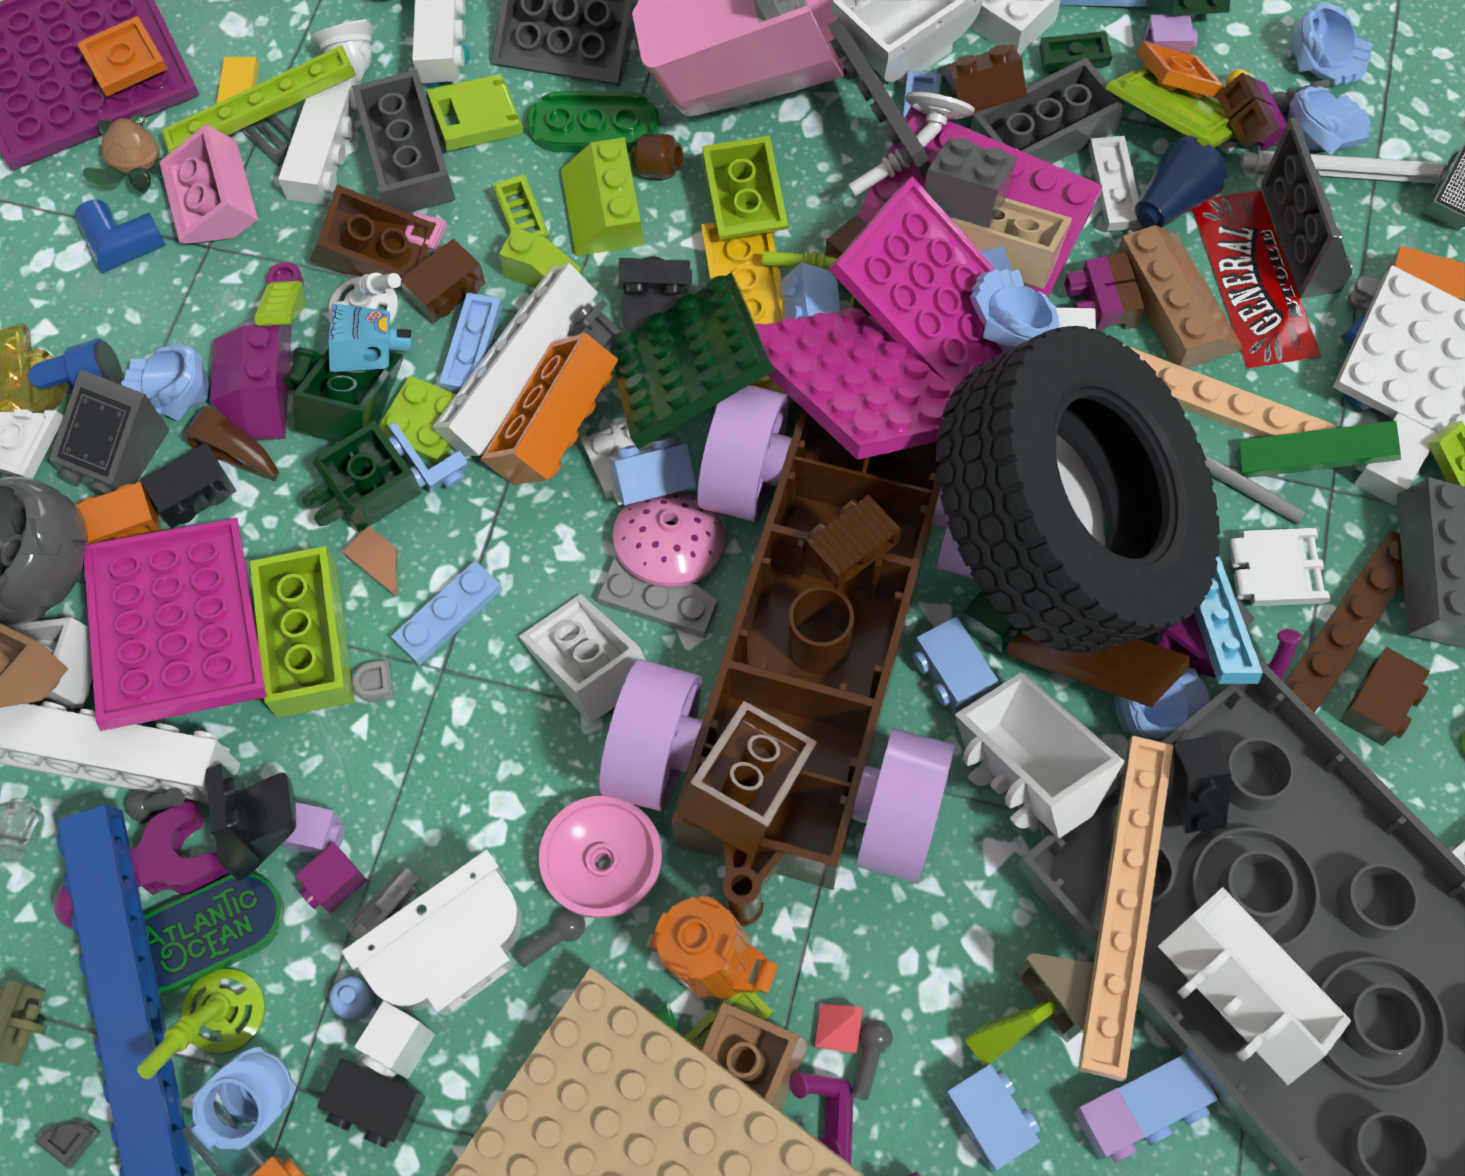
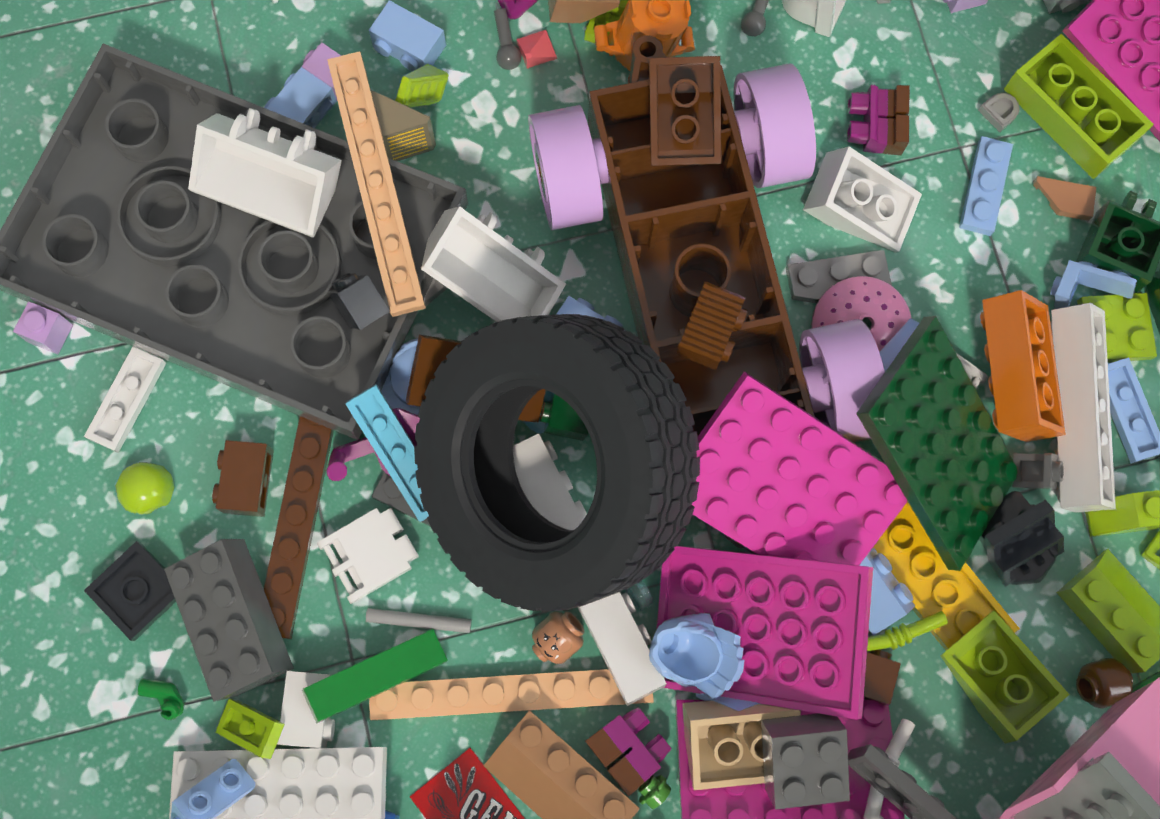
camera: 145 degrees right, 10 degrees up
(506, 729) = (885, 119): none -> magenta hips
(595, 830) = (758, 44): bright pink dish -> none
(1095, 249) = (654, 791): none -> bright green plate

